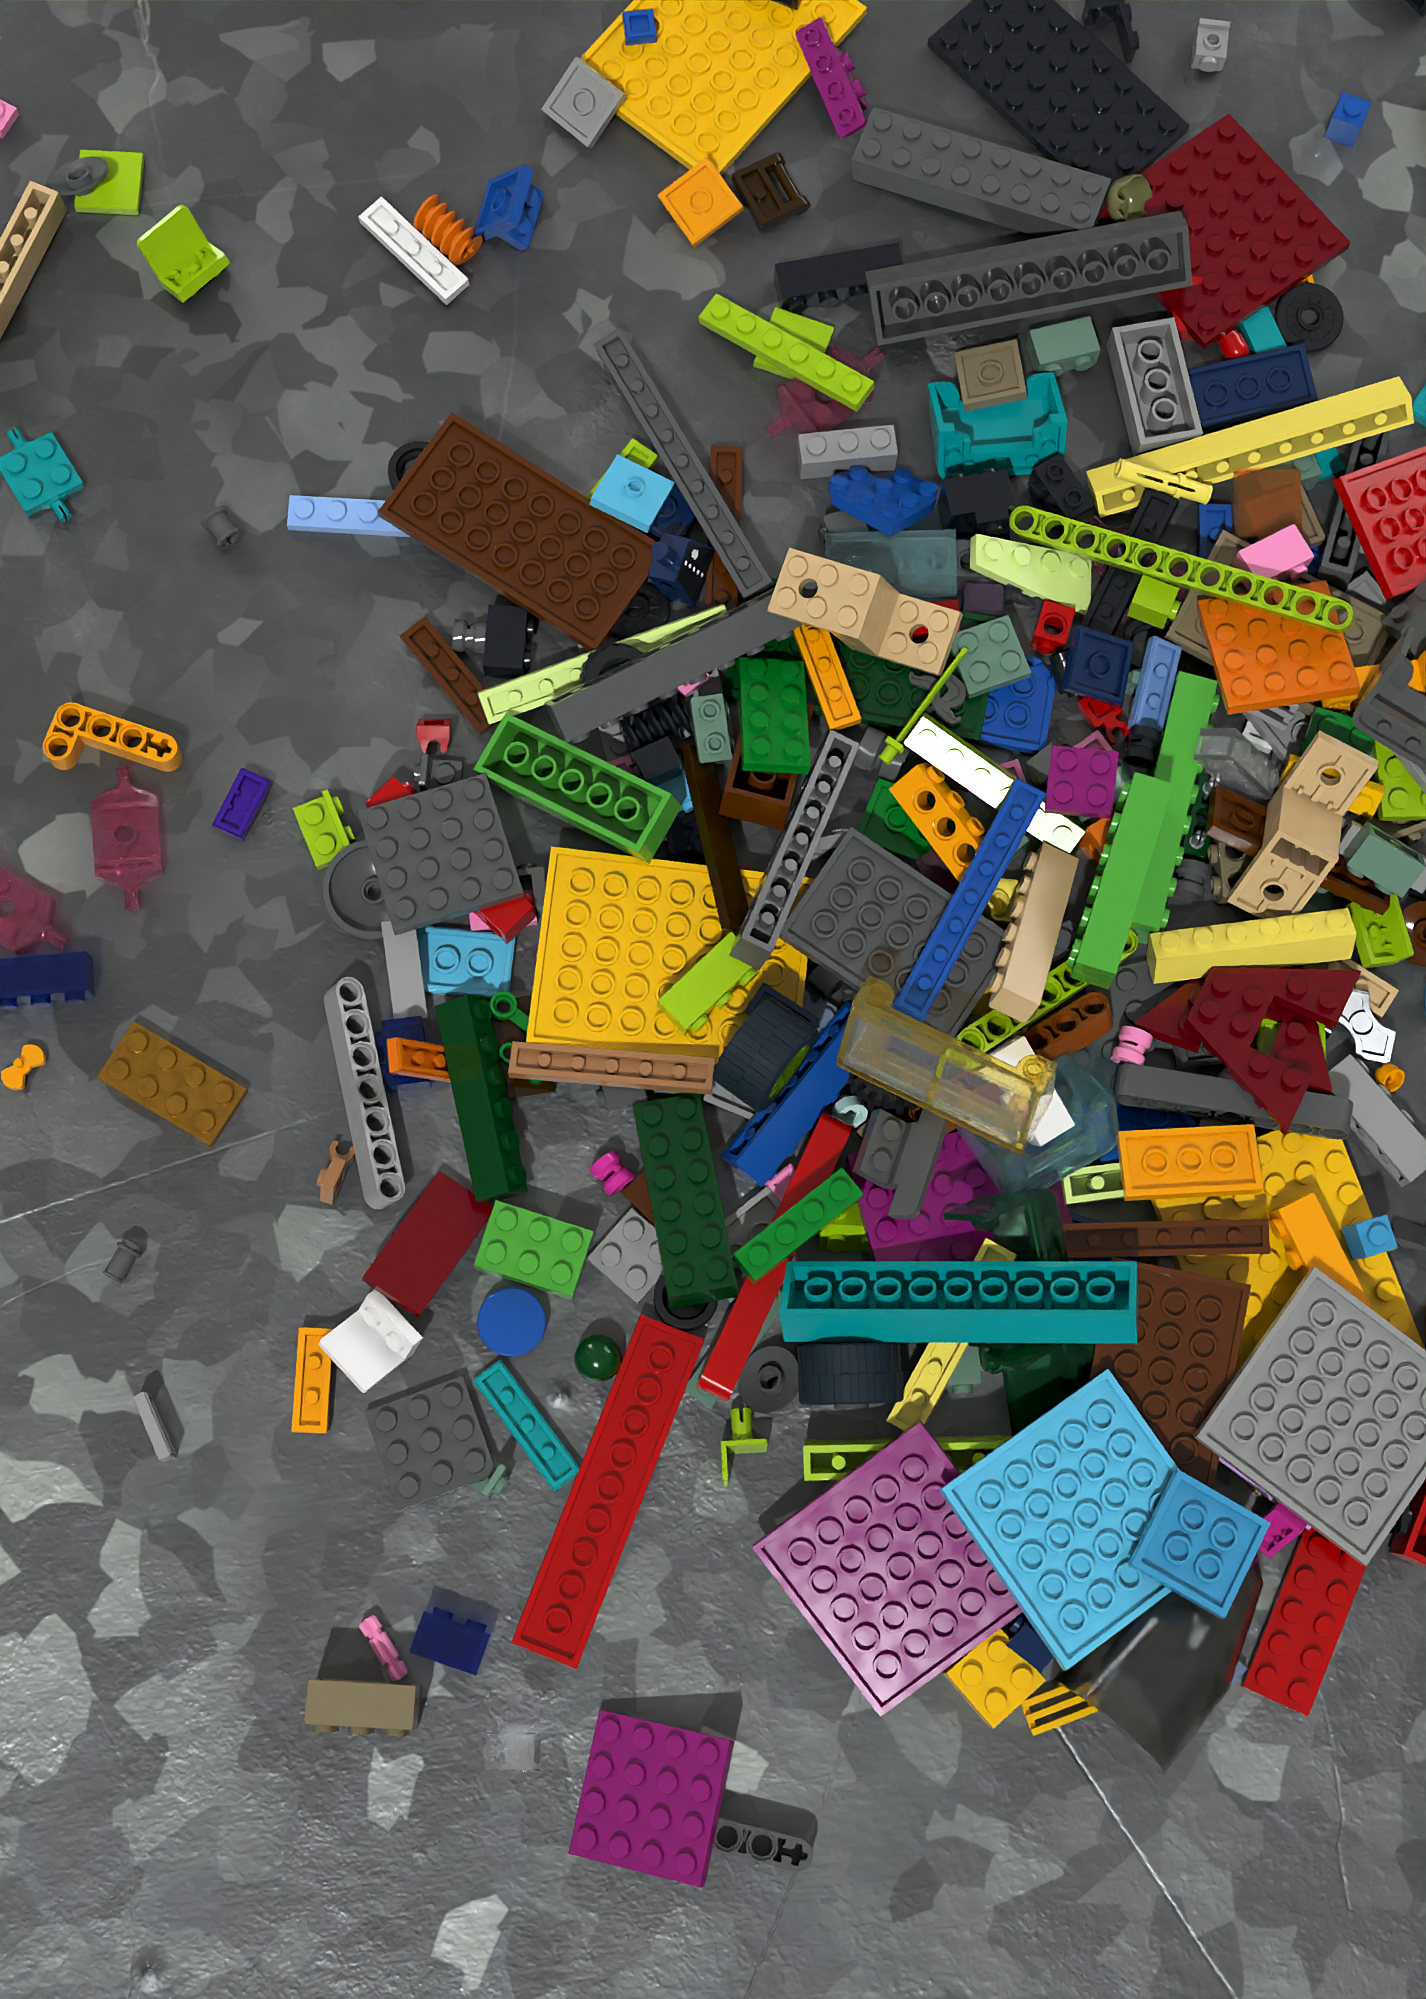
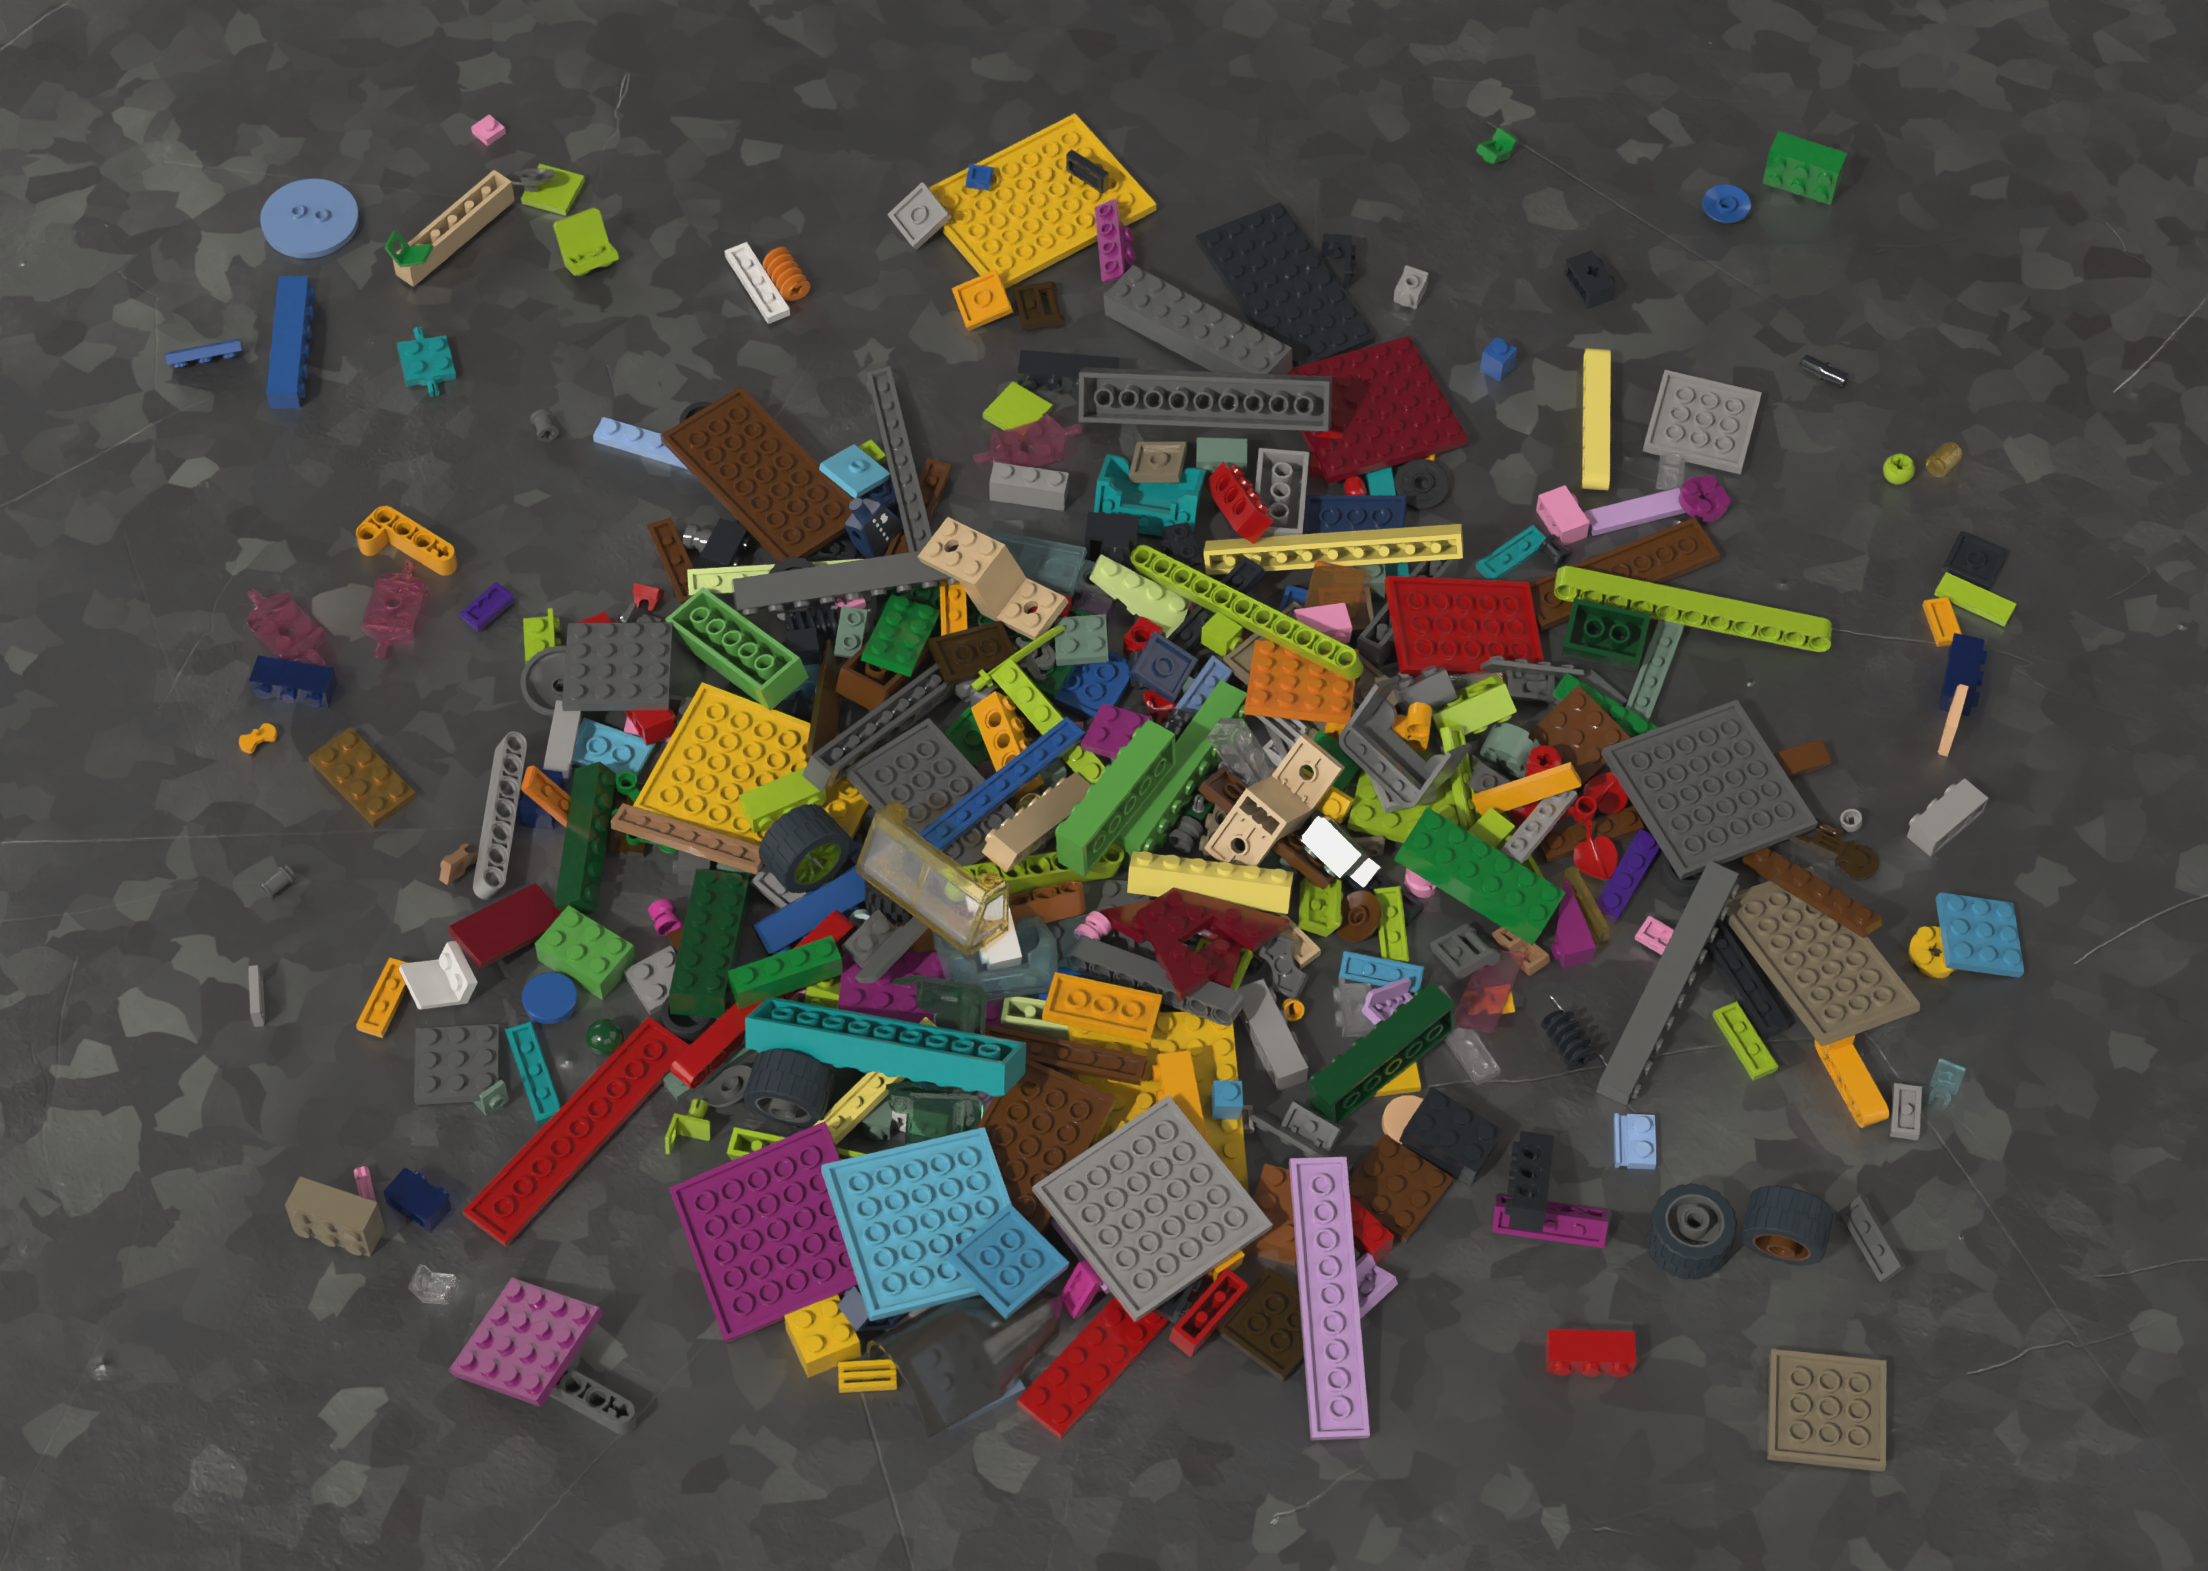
camera: 20 degrees right, 20 degrees down
(510, 208) = (839, 271): blue bracket -> none
(786, 352) = (1008, 410): lime plate -> none
(866, 713) = (971, 650): none -> dark brown tile
(883, 502) = (1042, 521): blue plate -> none
(1115, 412) = (1239, 502): none -> red brick
(1127, 198) = (1303, 362): olive hair -> none
(1198, 491) = (1229, 538): light yellow pin -> none

